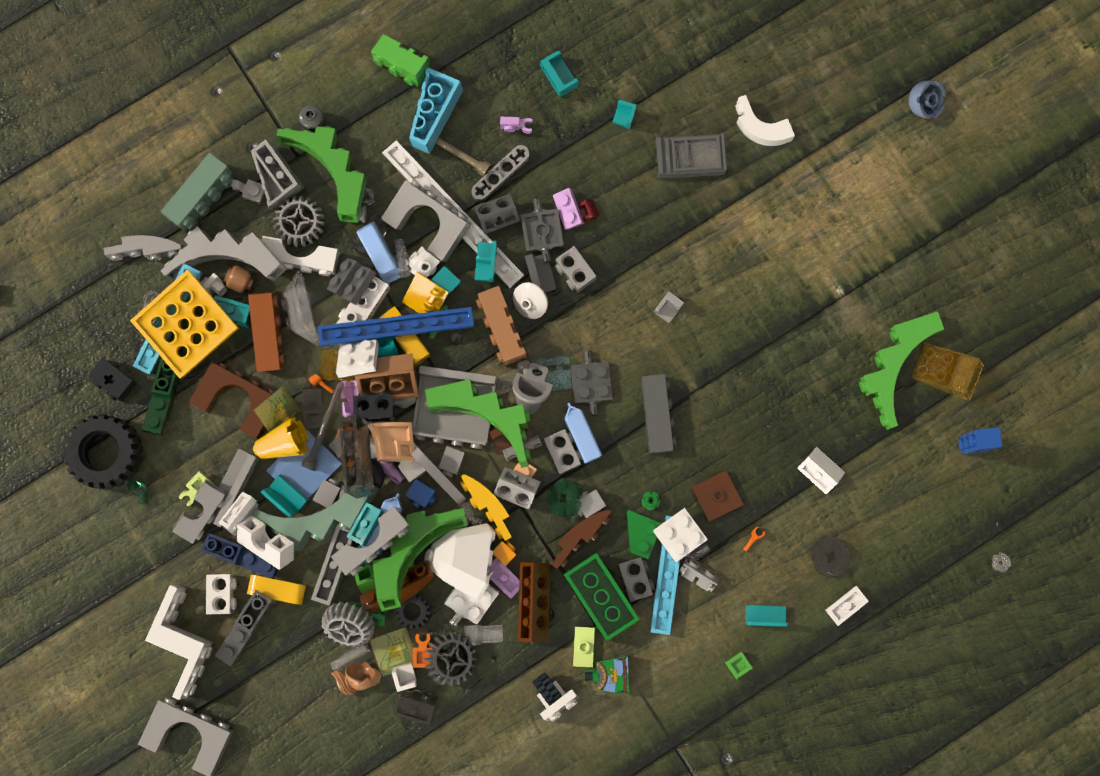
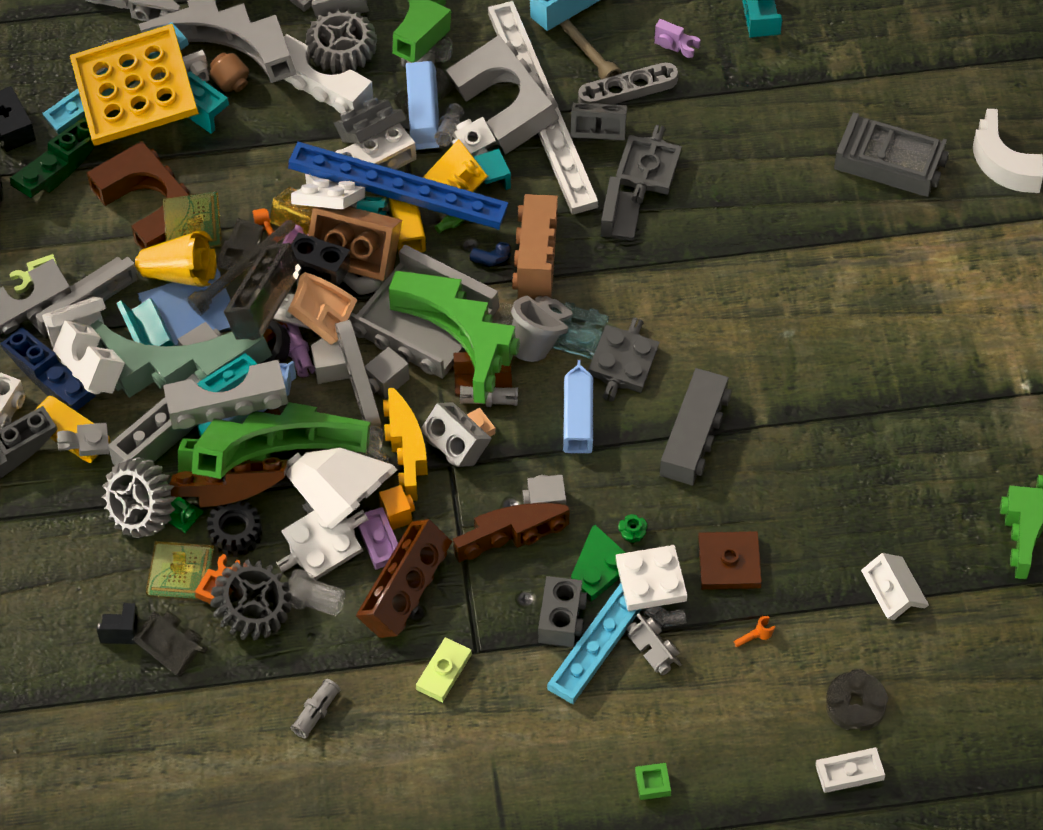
camera: 25 degrees right, 25 degrees down
(266, 331) = (231, 134): dark orange wedge -> none
(295, 597) = (90, 439): none -> light grey plate
(299, 309) = (285, 128): clear wedge -> none
(349, 657) = (117, 548): clear pin -> none
(357, 678) = (111, 575): medium nougat hair -> none
(378, 708) = (119, 627): none -> black panel
(404, 677) = (176, 599): white panel -> none
(421, 495) = (324, 393): blue brick -> none
(476, 344) = (493, 258): none -> dark blue arm
(486, 261) = (556, 164): teal panel -> none
(521, 708) = (315, 708): none -> light grey pin
(534, 296) = (590, 231): white dish -> none
(553, 697) = (367, 709): plate -> none
(556, 498) = (514, 471): clear green plate -> none
(558, 453) = (540, 420): light grey brick -> none
(568, 209) = (696, 154): lavender plate -> none
(579, 267) = (669, 221): light grey brick -> none
(588, 210) = (718, 167): dark red slope -> none
(601, 597) = (501, 609): green brick -> none
(610, 675) = (463, 716): torso -> none
(624, 114) = (827, 79): teal panel -> none
(668, 307) = (774, 310): light grey panel -> none
(766, 615) = (724, 737): teal panel -> none

